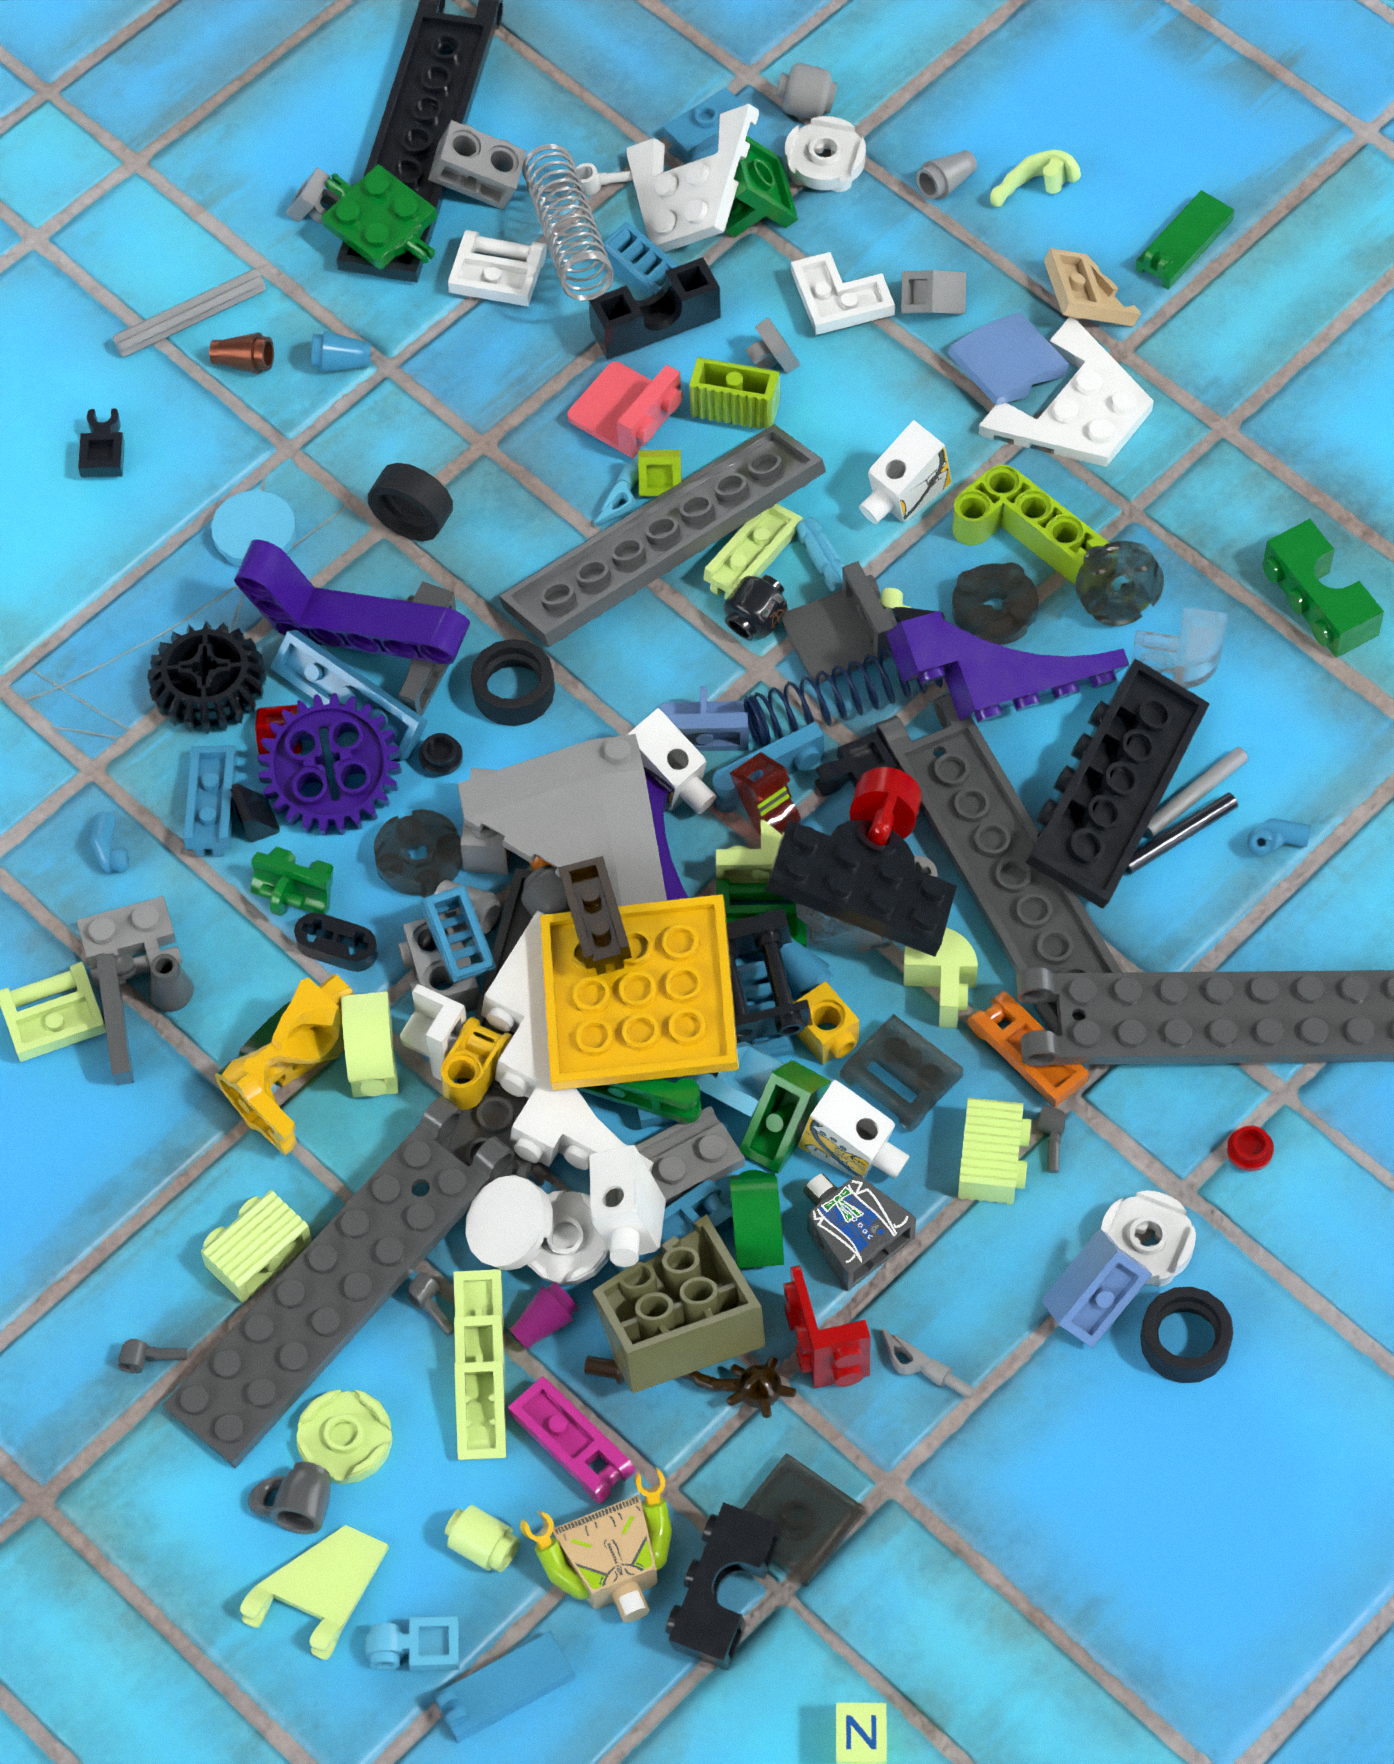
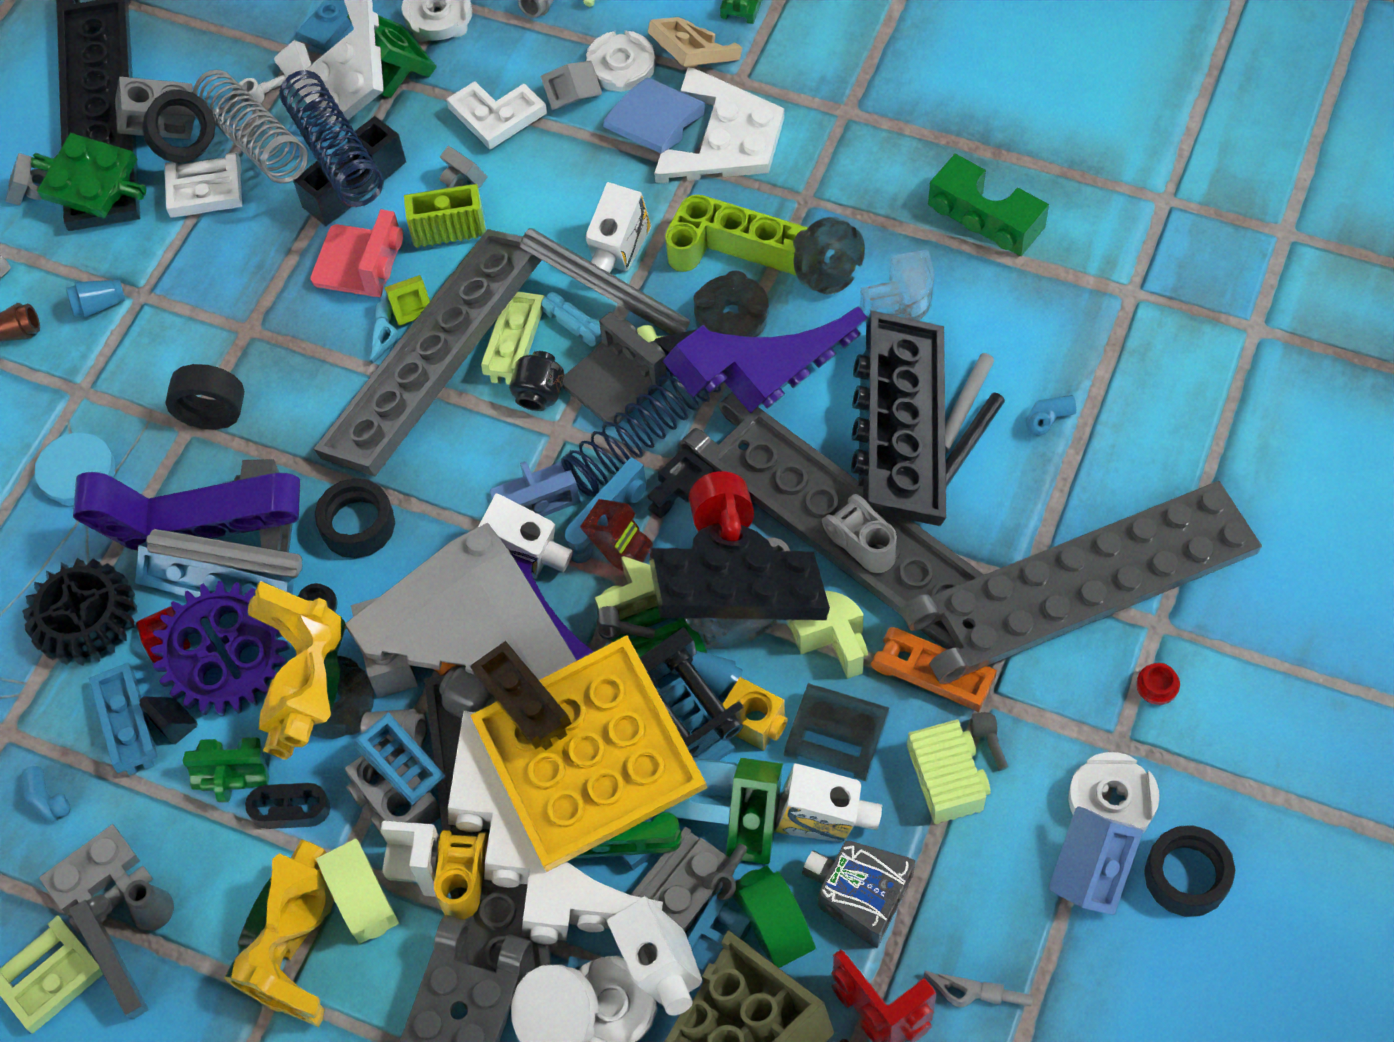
camera: 20 degrees left, 0 degrees up
(368, 670) = (224, 553): none -> light grey axle
(401, 827) = (308, 683): none -> yellow hips
(523, 188) = (194, 104): none -> black tyre
(650, 315) = (312, 106): none -> dark blue piece
(720, 882) = (610, 626): none -> dark grey hand
(731, 1162) = (726, 874): none -> dark grey hand
(869, 527) = (603, 282): none -> dark grey axle
(1002, 282) = (621, 60): none -> white tile
(1014, 880) = (857, 529): none -> light grey piece

